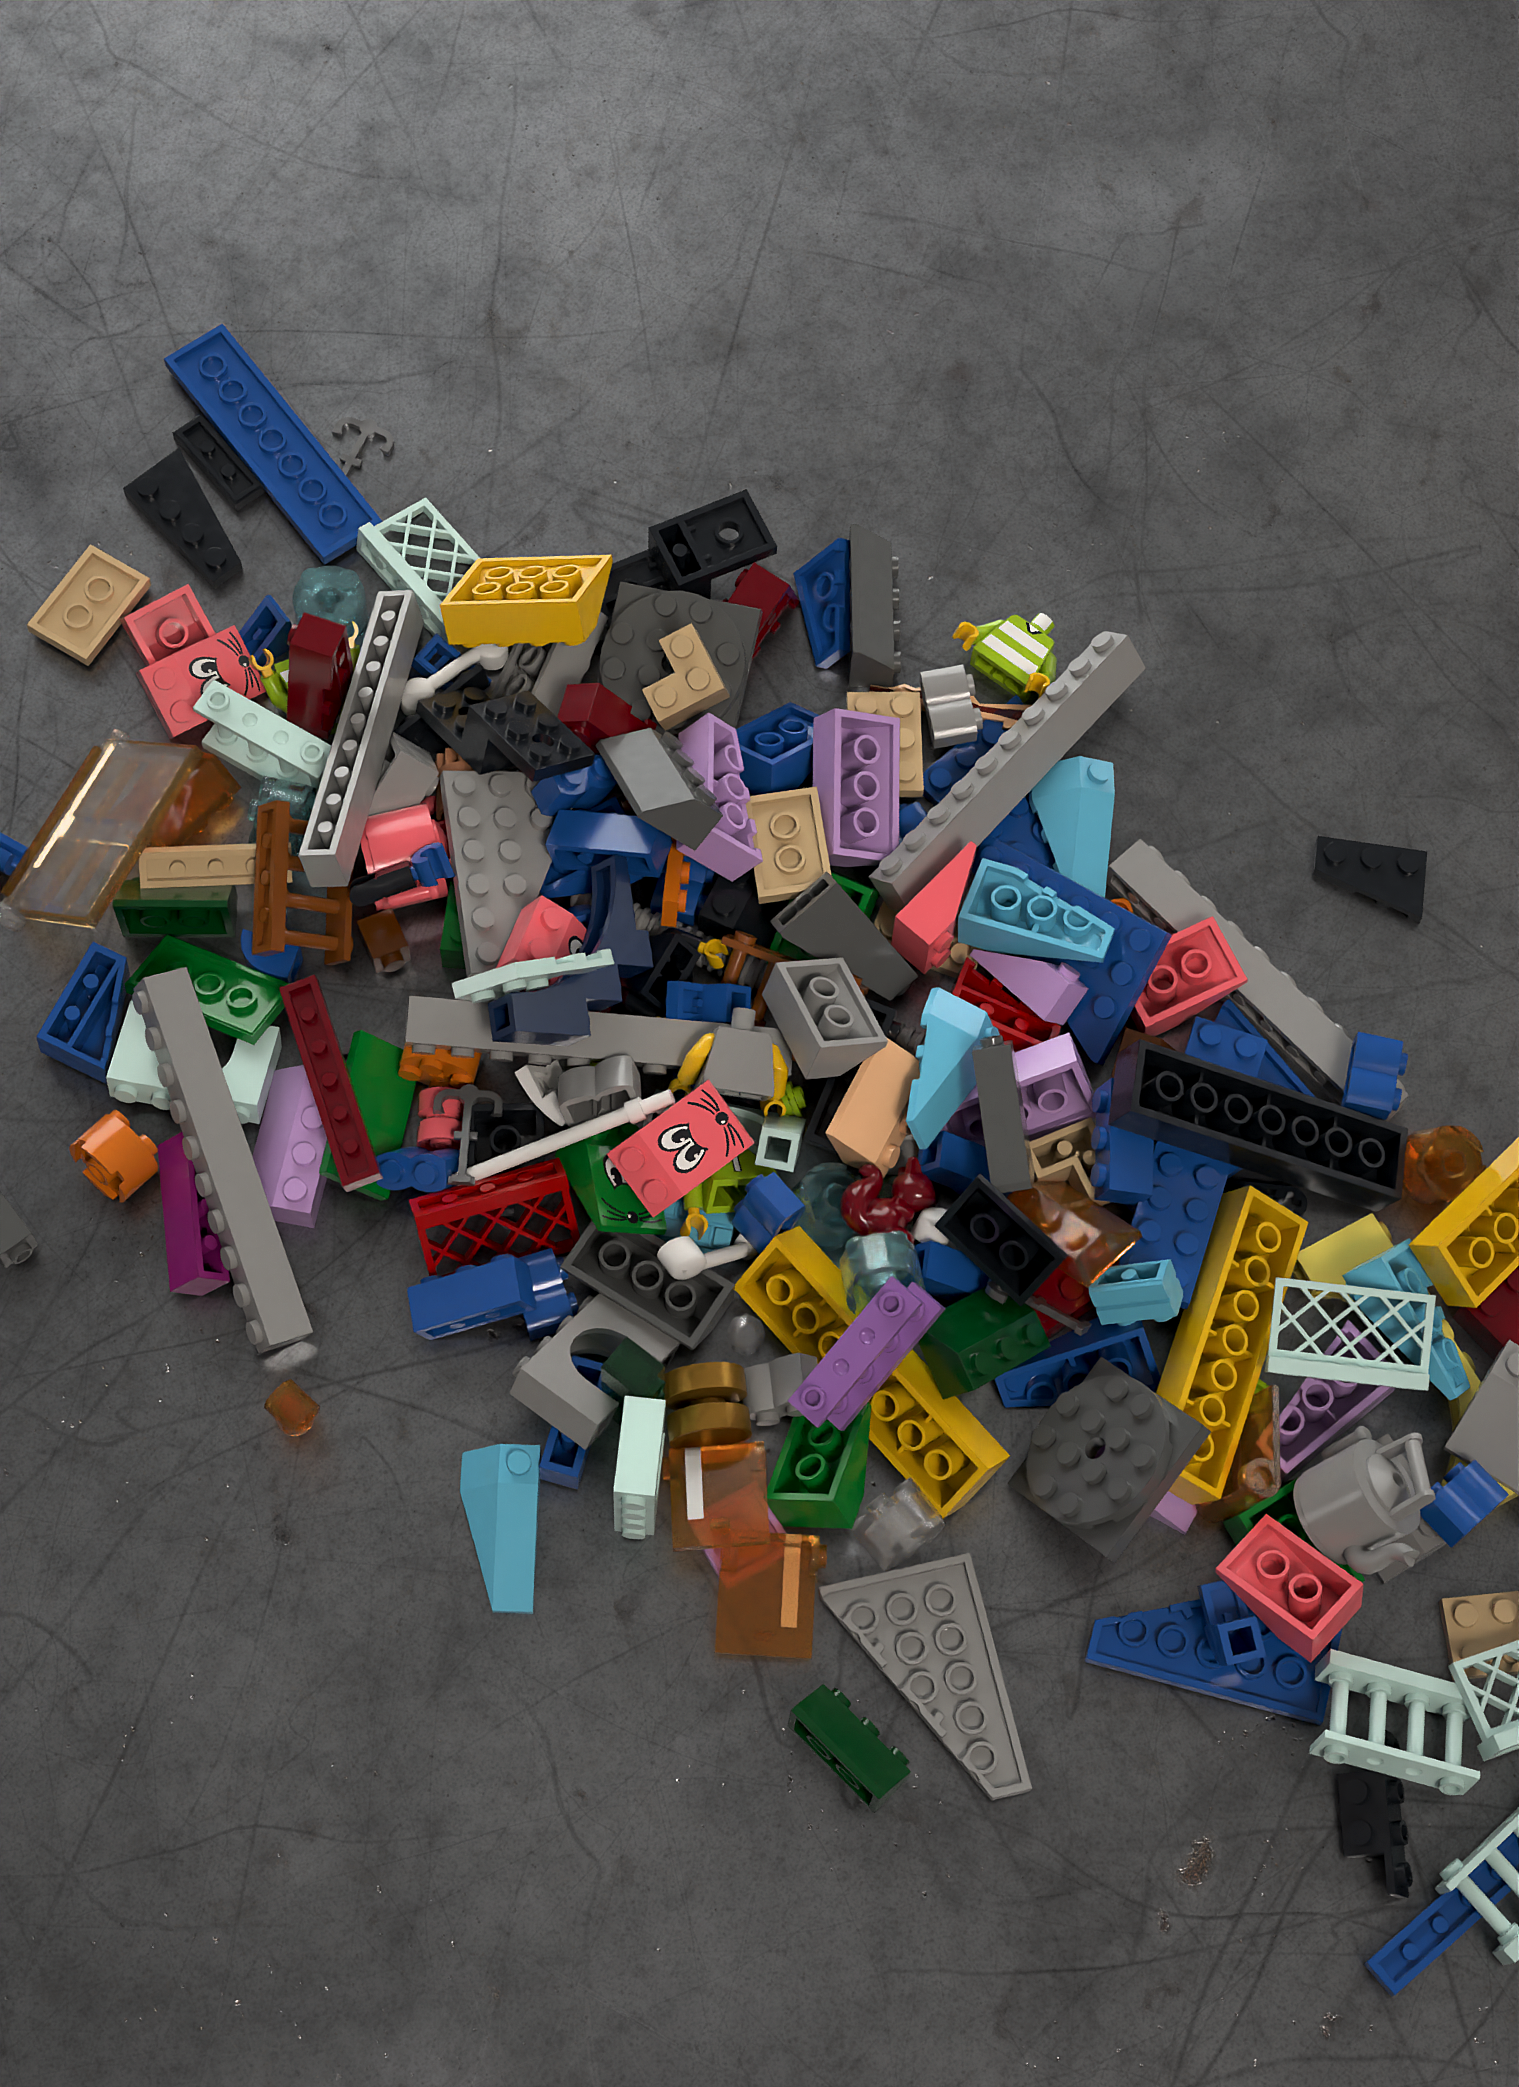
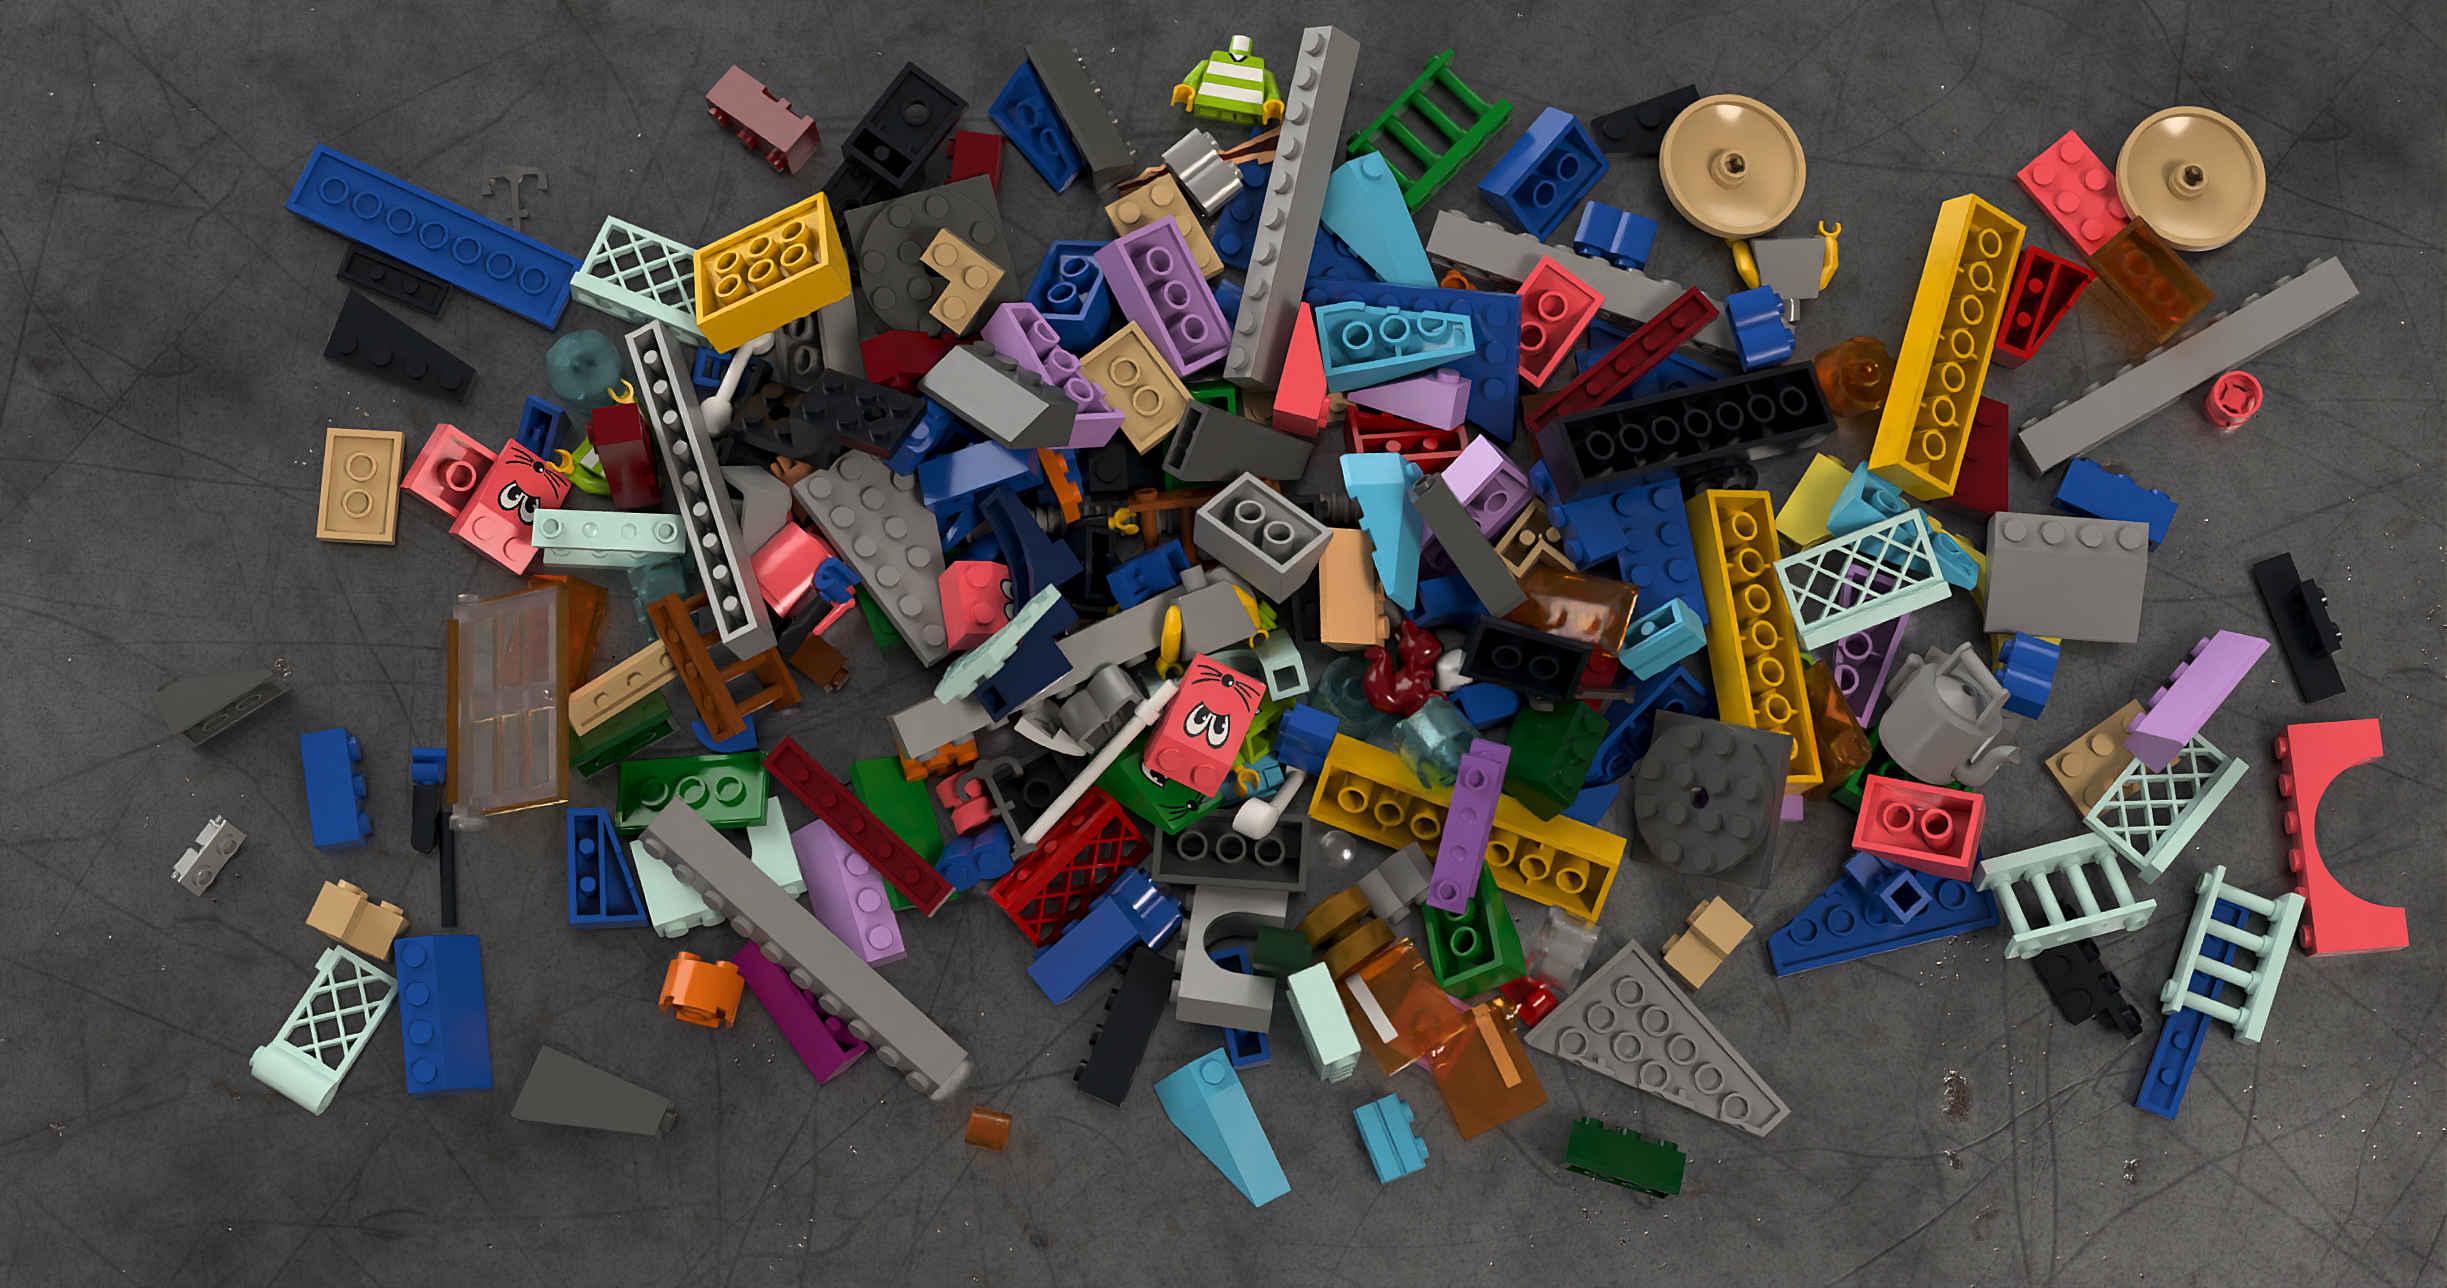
camera: 25 degrees left, 10 degrees up
(464, 1389) = (1128, 1028): none -> black brick
(598, 485) = (763, 121): none -> wedge
(646, 1612) = (1390, 1139): none -> medium azure brick
(845, 1555) = (1531, 999): none -> red piece
(995, 1411) = (1592, 804): none -> blue slope
(1036, 1593) = (1703, 947): none -> tan brick
(1194, 799) = (1465, 142): none -> green fence
(1251, 859) = (1544, 174): none -> blue slope
(1254, 1040) = (1629, 360): none -> dark red plate
(1287, 940) = (1615, 236): none -> blue brick
(1424, 933) = (1732, 166): none -> tan dish
(1433, 1042) = (1790, 264): none -> light grey torso

